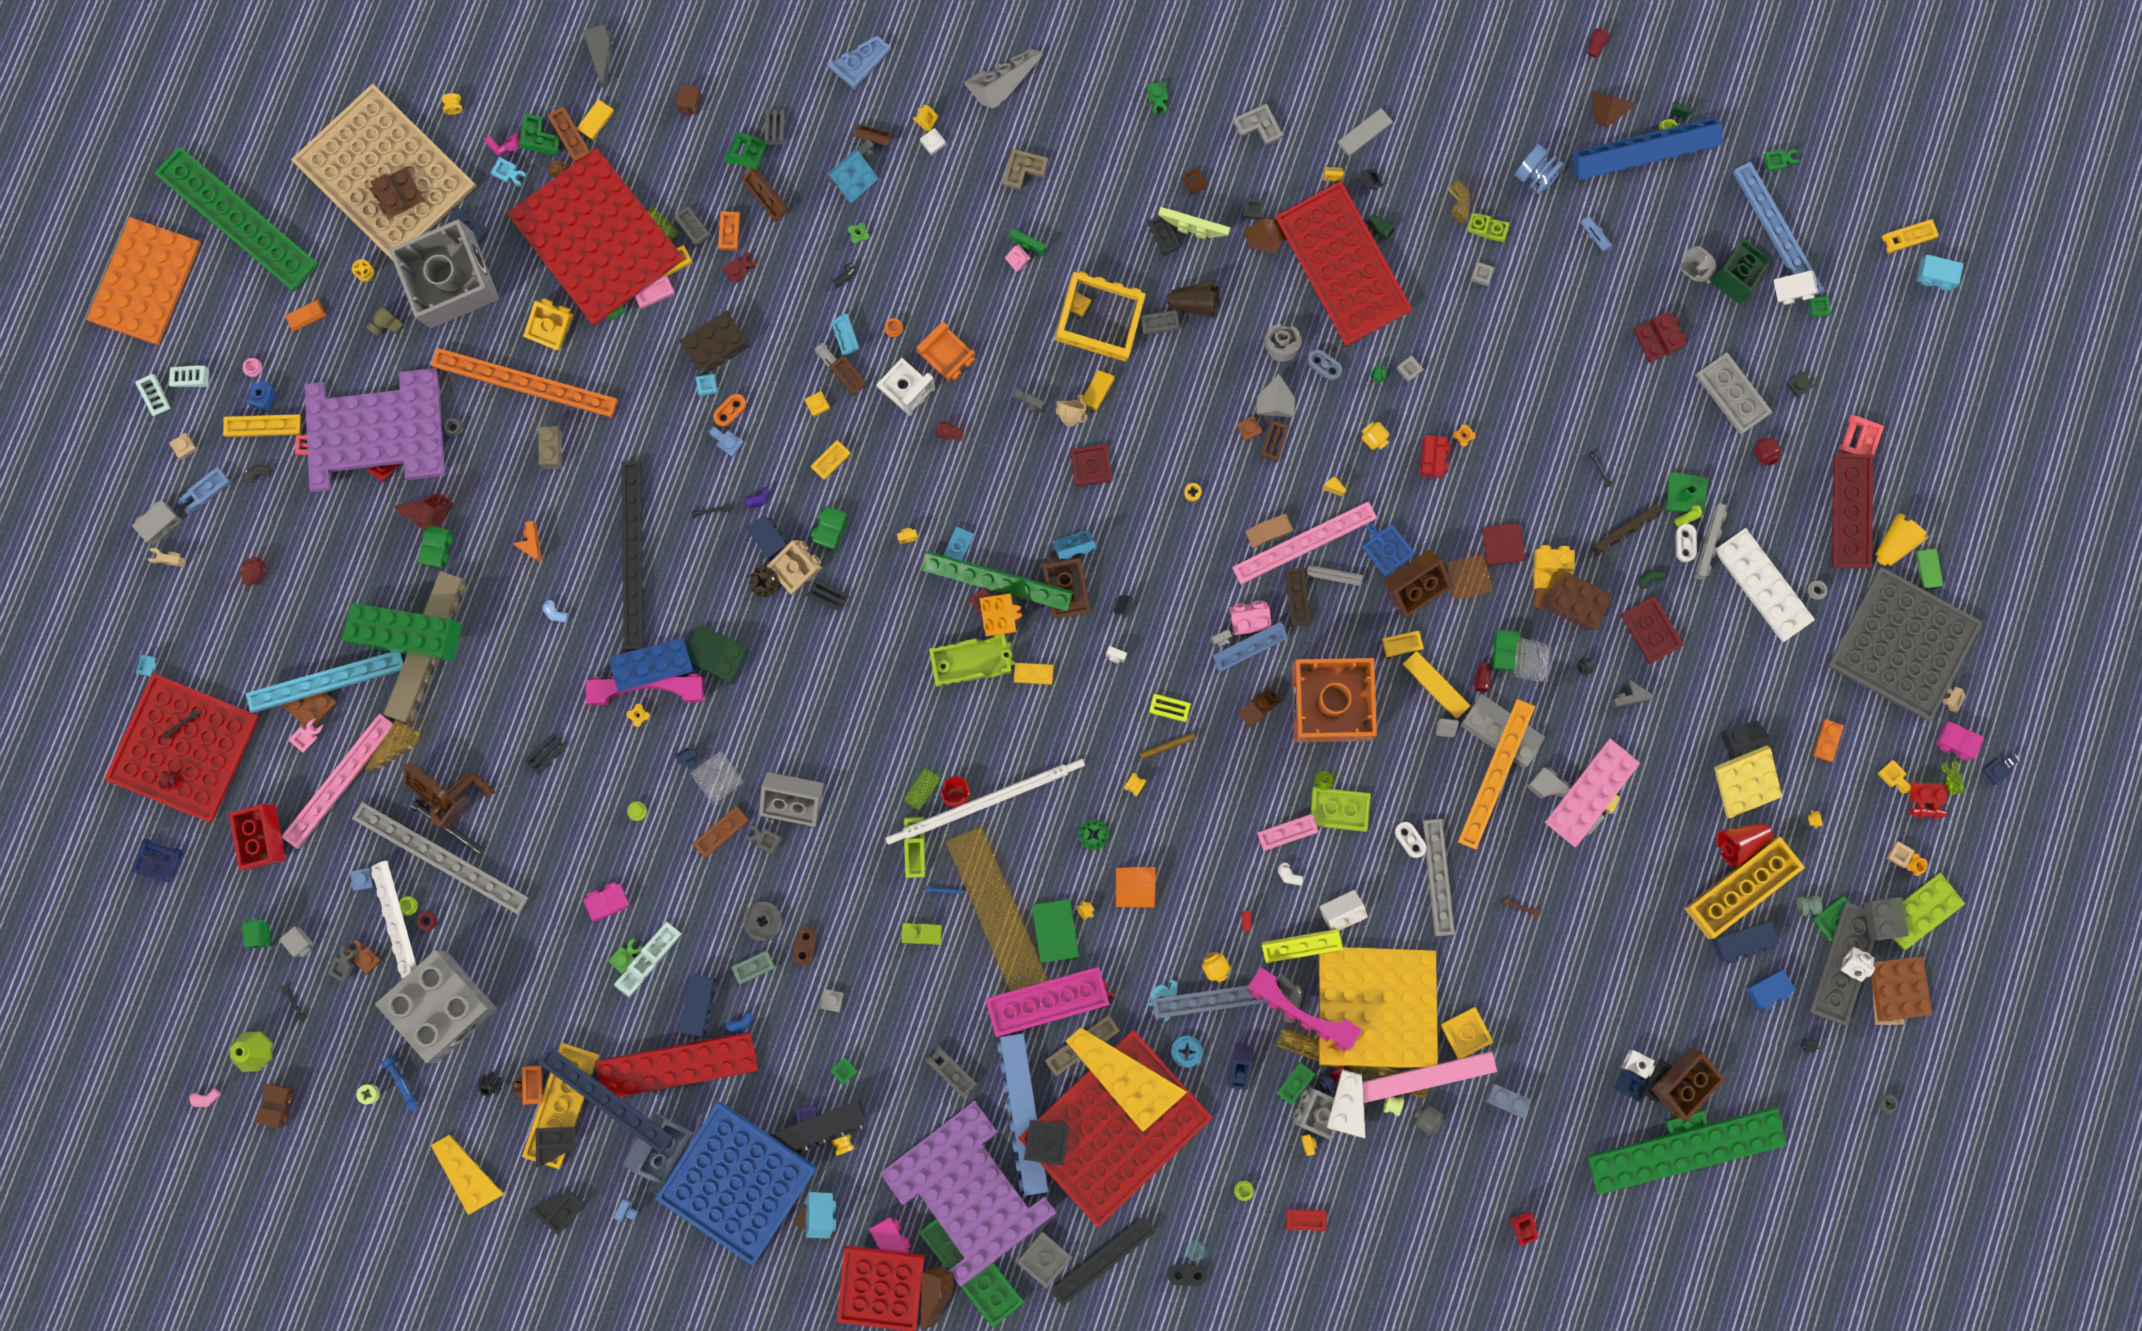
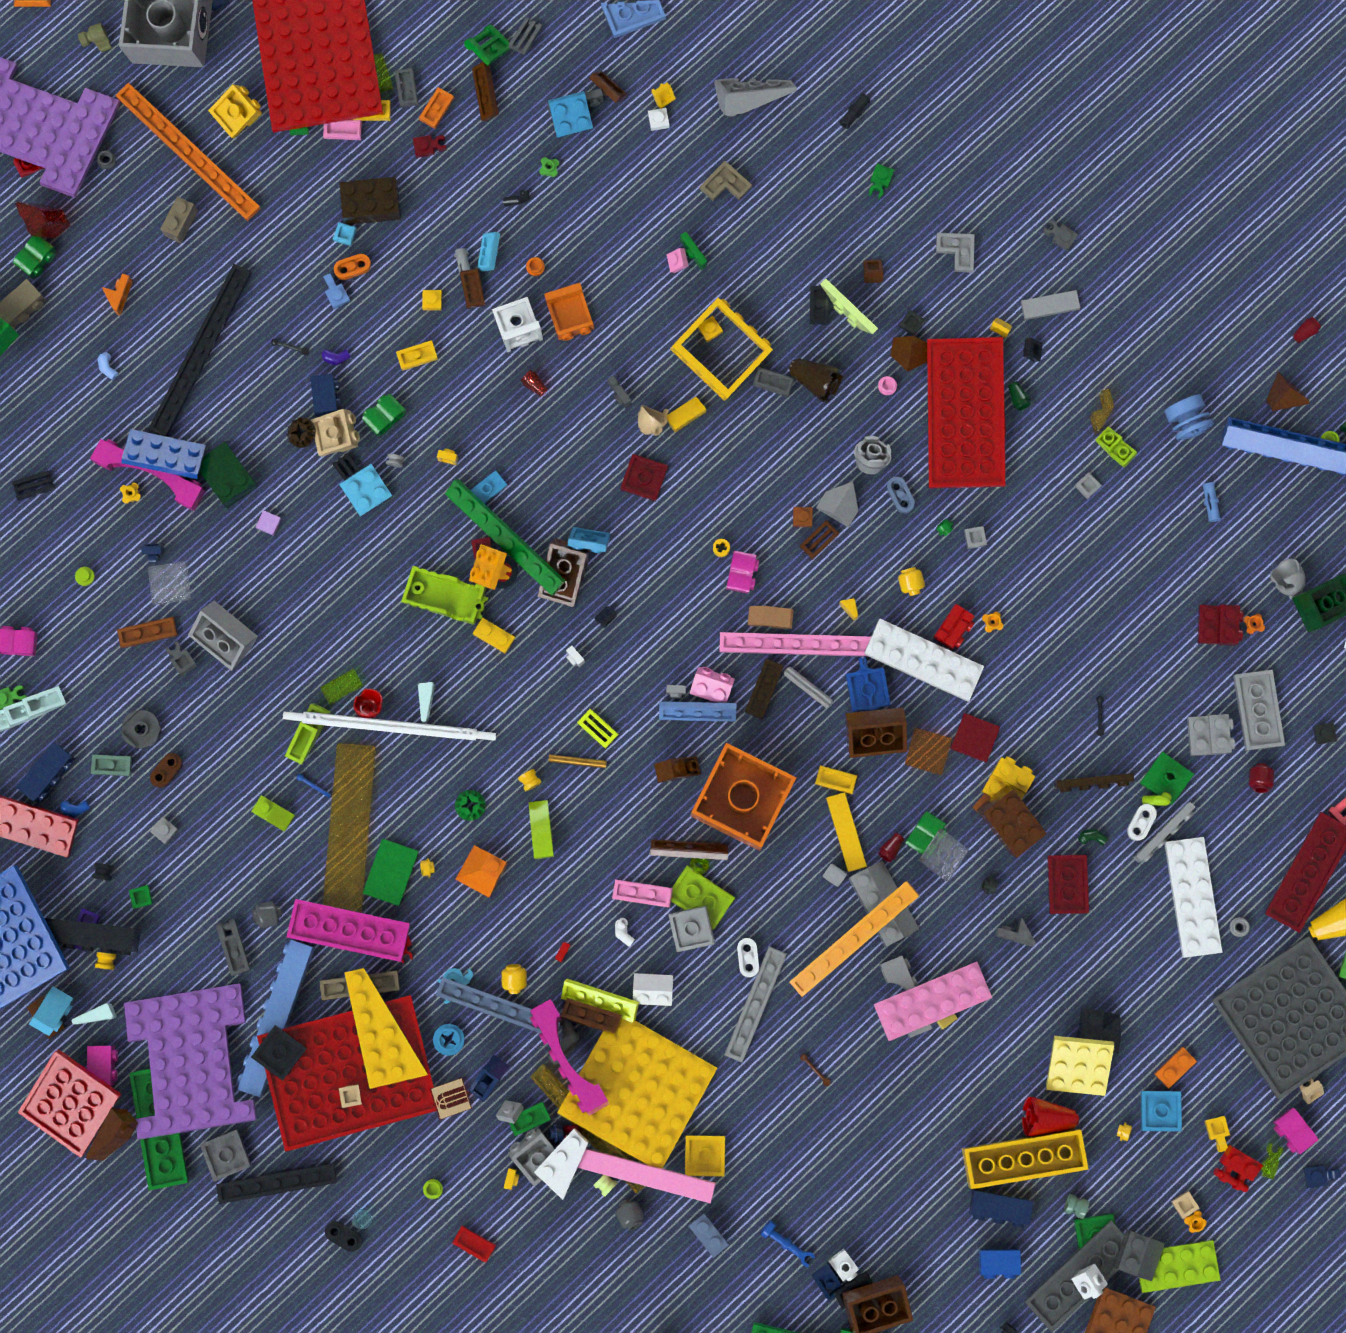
camera: 30 degrees right, 0 degrees up
(777, 677) = (268, 523): none -> lavender tile
(797, 1066) = (102, 871): none -> black wheel
(849, 603) = (365, 489): none -> medium azure plate
(861, 563) = (394, 460): none -> light grey bush
(864, 1193) = (100, 1013): none -> light aqua slope
(965, 1026) = (266, 914): none -> dark grey head
(1001, 756) = (426, 693): none -> light aqua slope
(1103, 47) = (854, 111): none -> black pin
(1129, 1147) = (350, 1096): none -> tan plate
(1168, 823) = (541, 829): none -> lime slope
(1217, 1102) = (450, 1098): none -> piece
(1223, 504) = (741, 572): none -> dark pink brick
(1261, 275) = (887, 385): none -> bright pink plate
(1275, 1086) = (509, 1111): none -> light grey plate
(1303, 963) = (591, 1016): none -> reddish brown plate
(1308, 772) = (689, 849): none -> reddish brown tile
(1343, 66) = (1063, 236): none -> dark grey plate
(1348, 840) = (691, 928): none -> light grey plate
(1423, 499) = (923, 660): none -> white plate
(1556, 1069) = (768, 1231): none -> blue piece
(1689, 314) = (1257, 618): none -> orange plate
(1703, 436) = (1210, 735): none -> light grey plate
(1836, 784) = (1161, 1111): none -> dark azure plate

